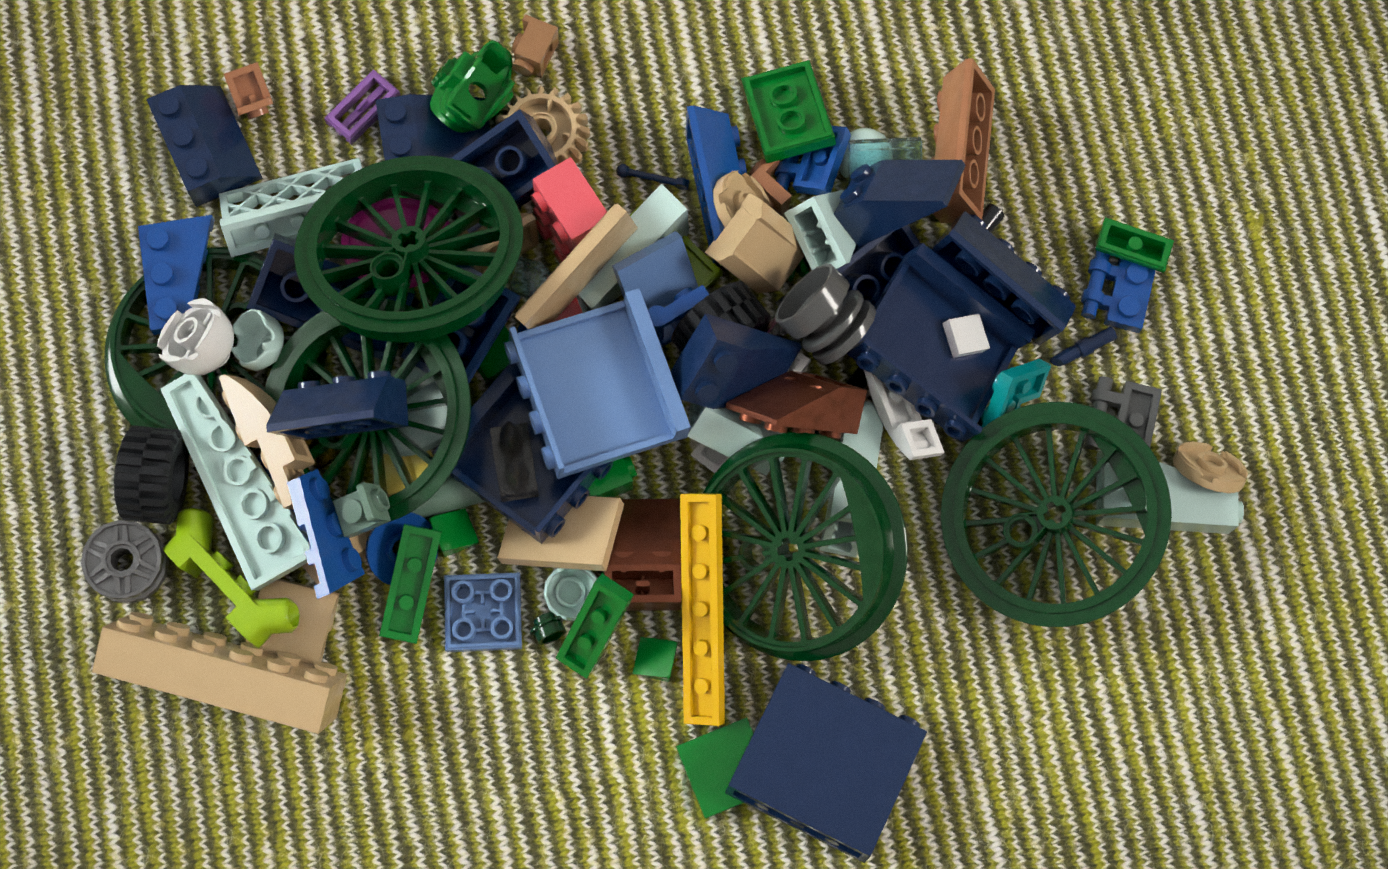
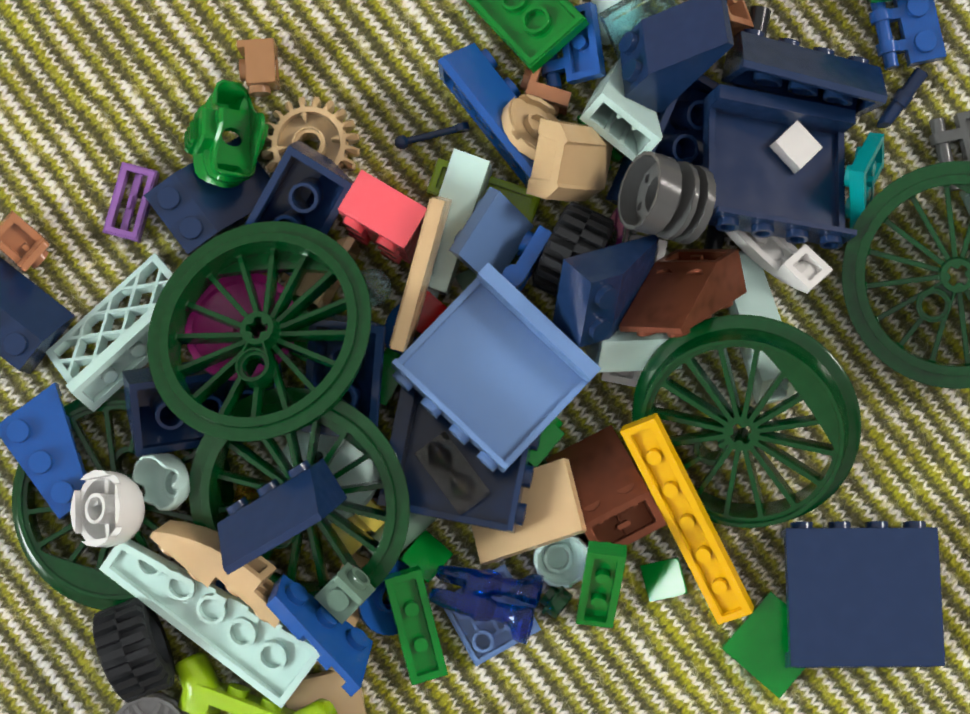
camera: 15 degrees left, 10 degrees up
(476, 589) = (477, 601): none -> clear blue piece

